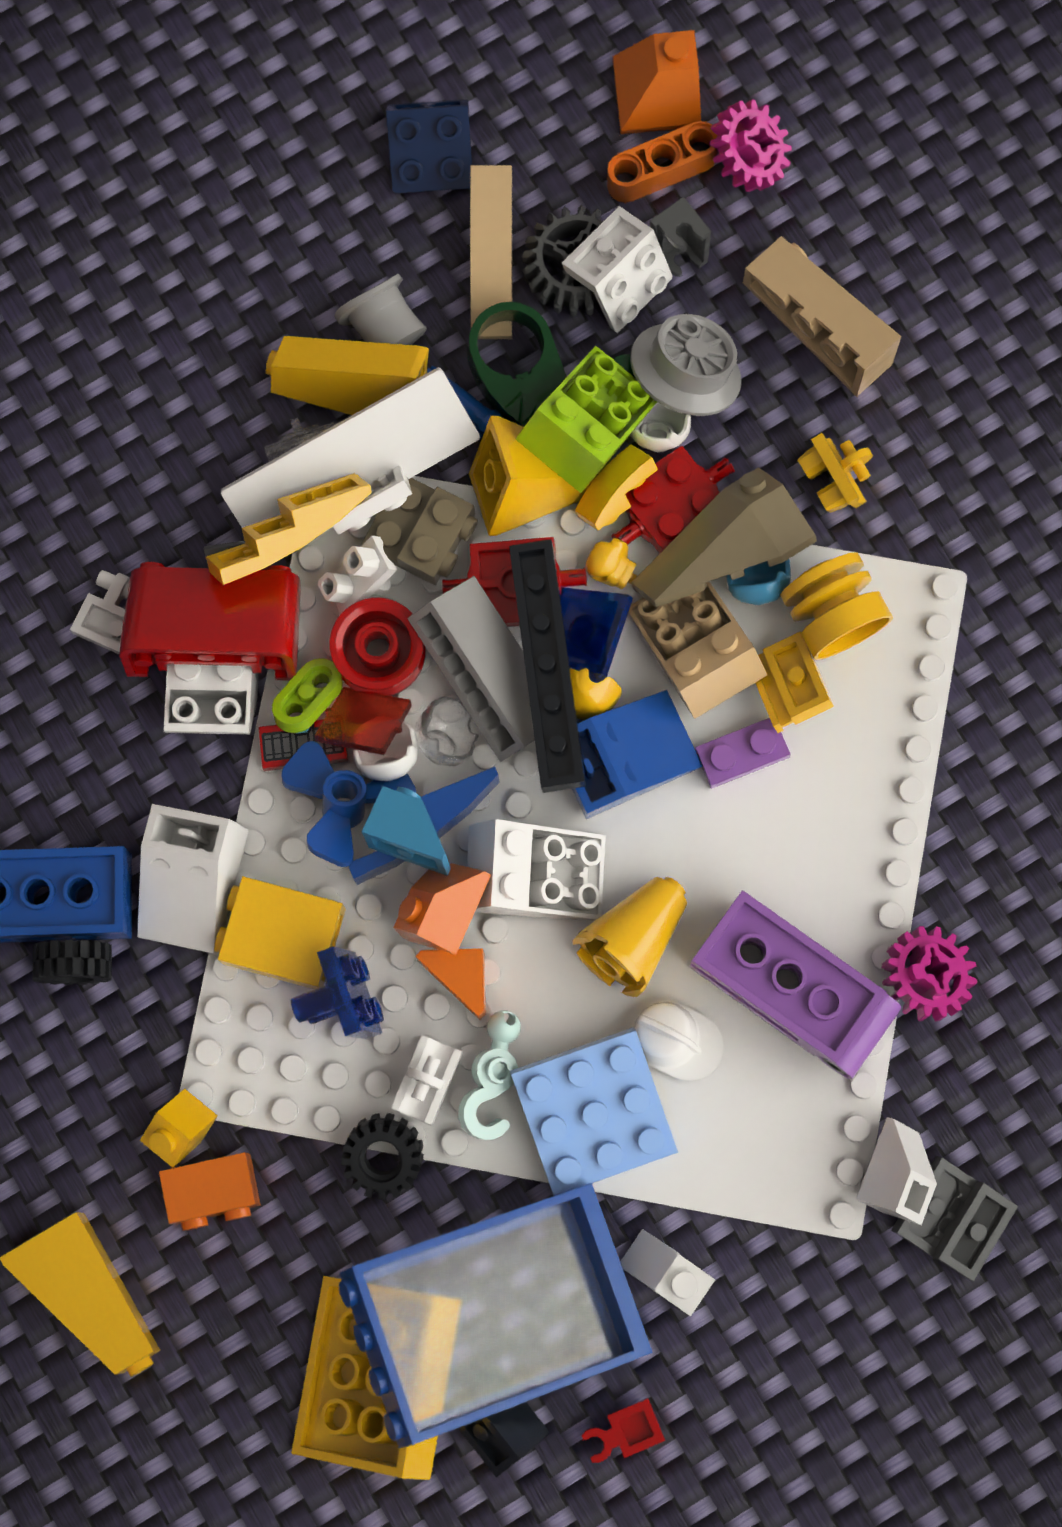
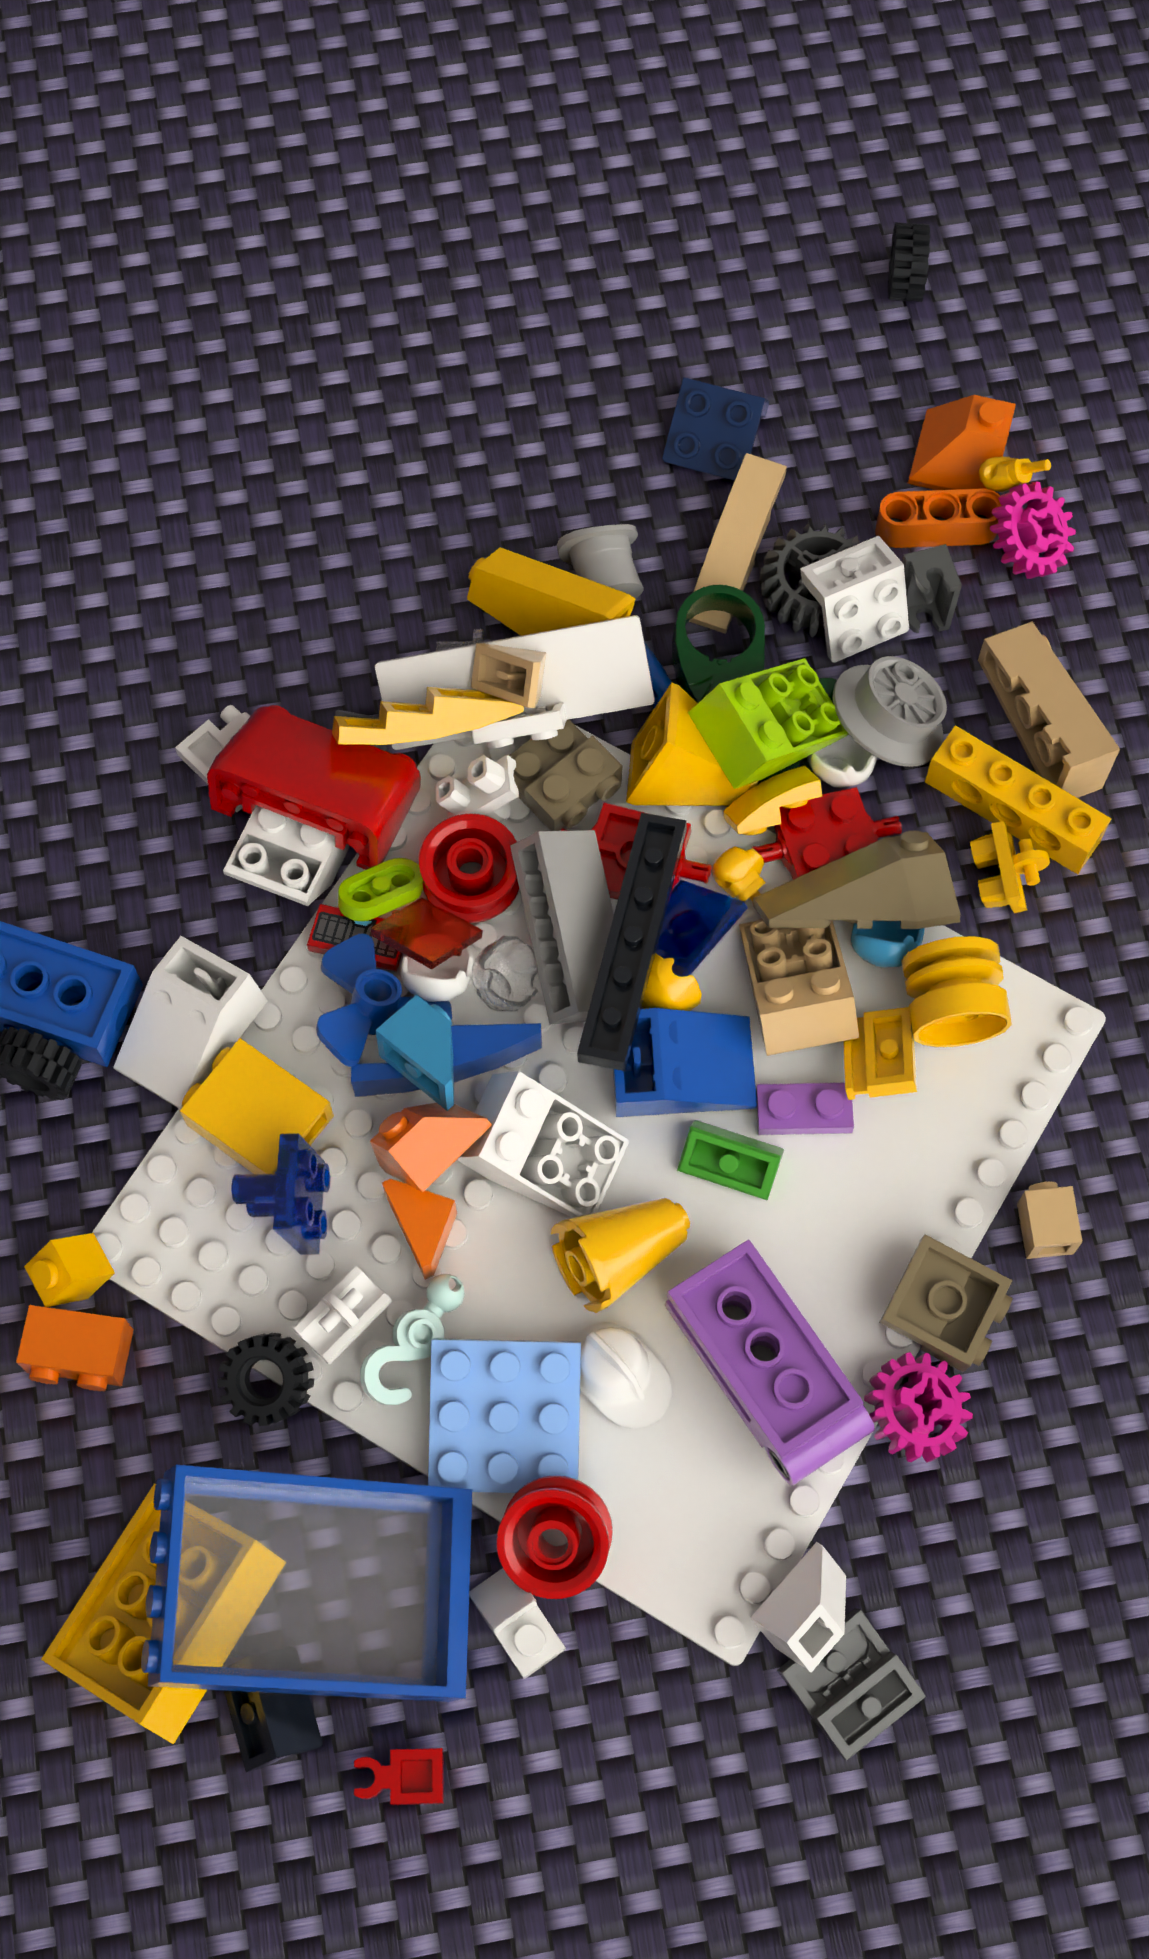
camera: 15 degrees right, 10 degrees down
(345, 461) = (509, 673): none -> tan slope
(671, 1170) = (546, 1568): none -> red wheel
(696, 819) = (730, 1159): none -> bright green slope
(711, 98) = (1006, 472): none -> yellow piece
(824, 406) = (1011, 792): none -> yellow brick
(923, 878) = (948, 1304): none -> dark tan plate
(980, 773) = (1049, 1220): none -> tan brick

